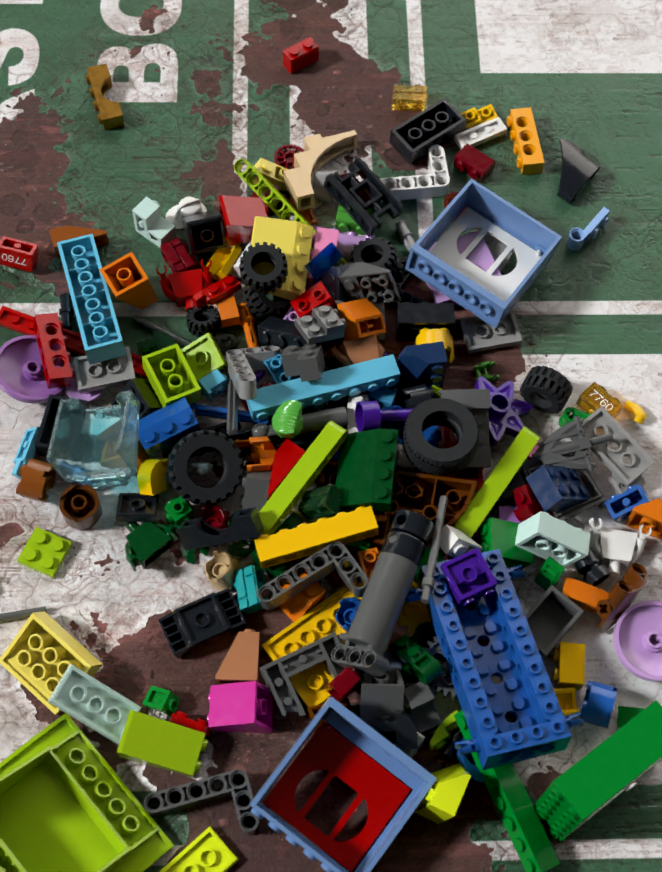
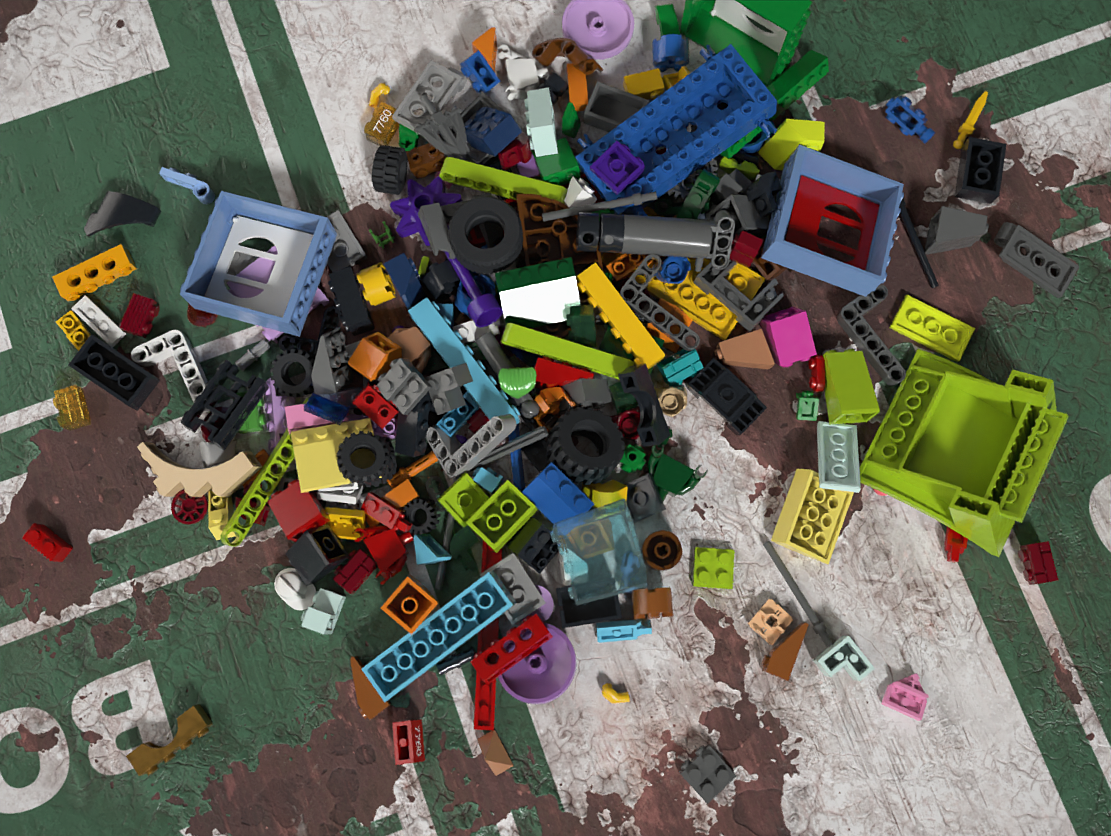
camera: 105 degrees left, 15 degrees up
(170, 317) = (429, 550): none -> medium azure slope
(546, 423) = (425, 160): none -> reddish brown brick

